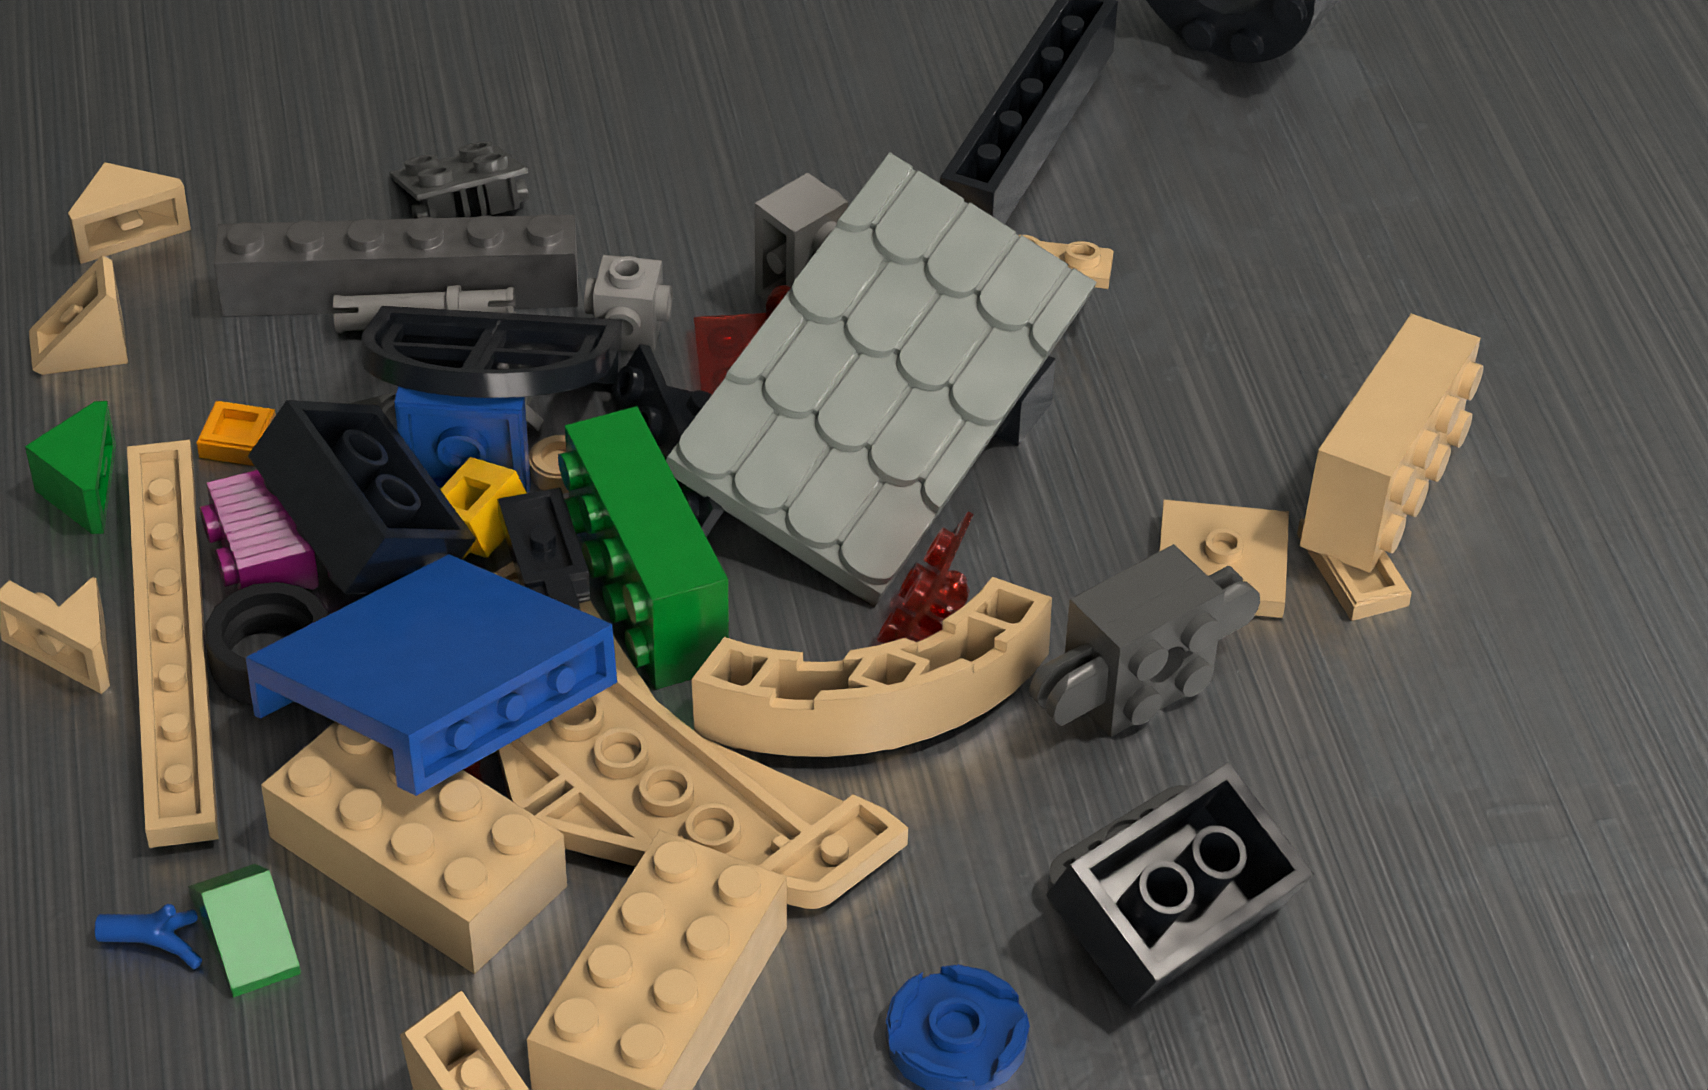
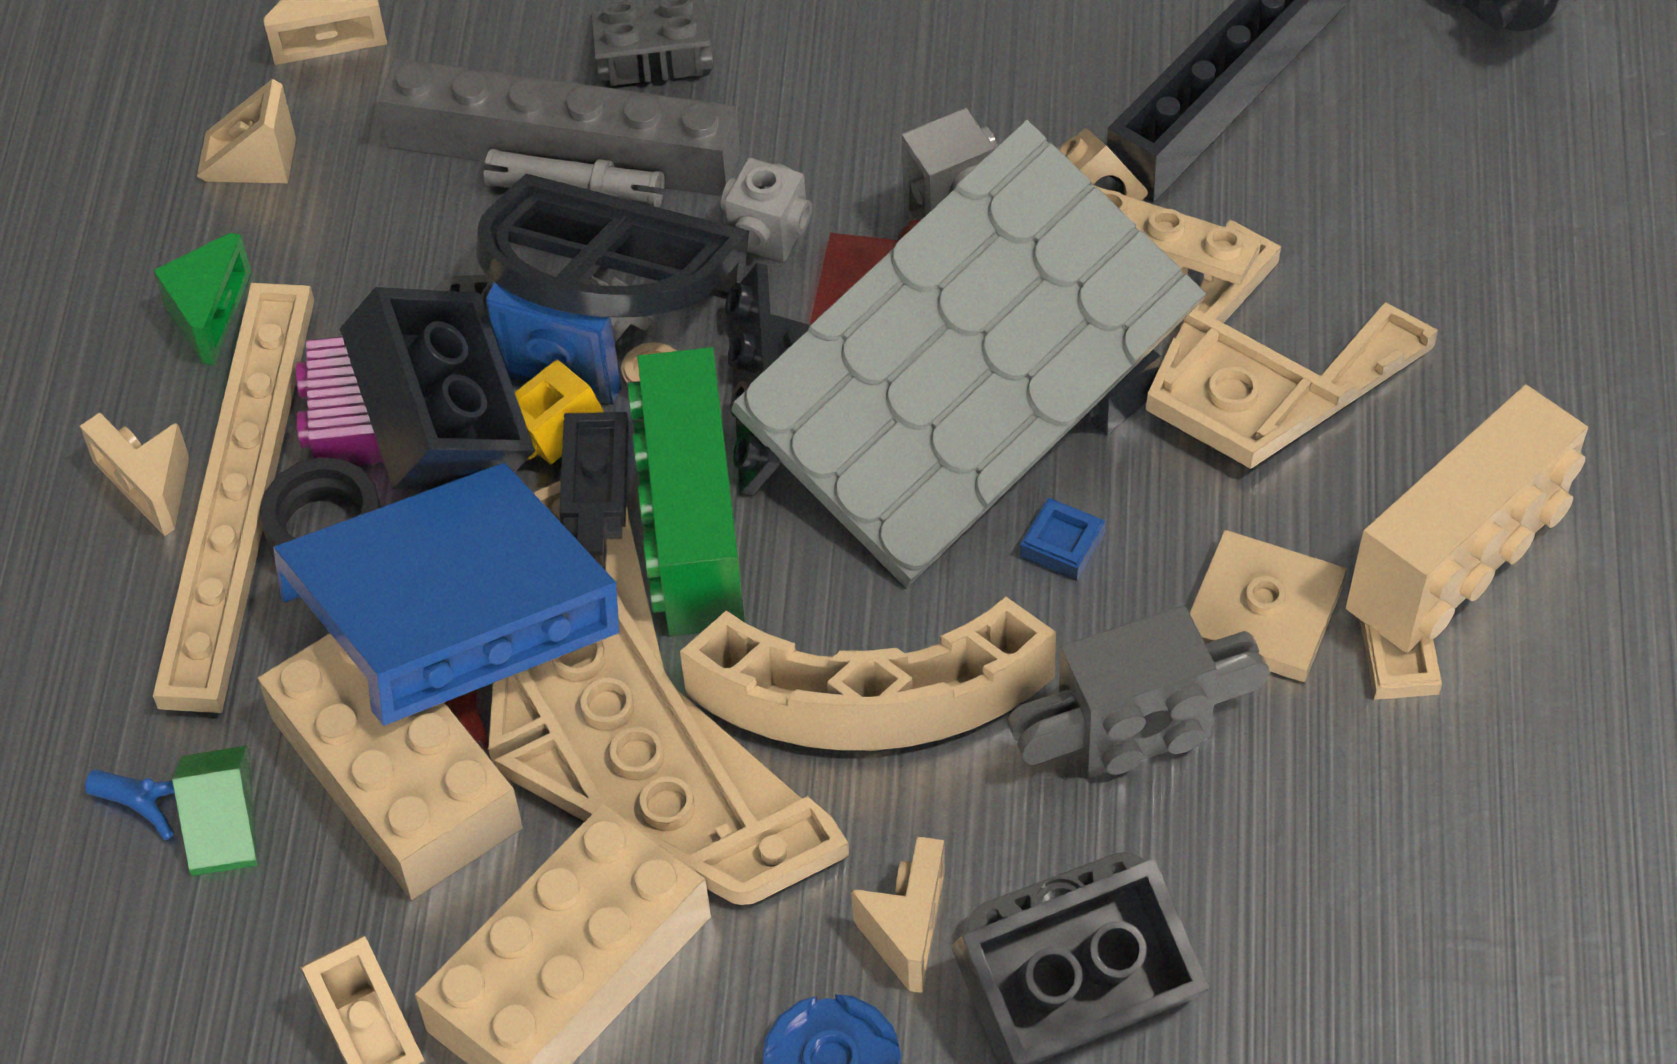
camera: 20 degrees right, 10 degrees up
(233, 432) = (358, 275): light orange tile -> none
(929, 591) = (951, 600): clear red hinge -> none
(984, 887) = (905, 922): none -> tan slope
(1011, 536) = (1062, 538): none -> blue tile
(1151, 387) = (1250, 396): none -> tan wing

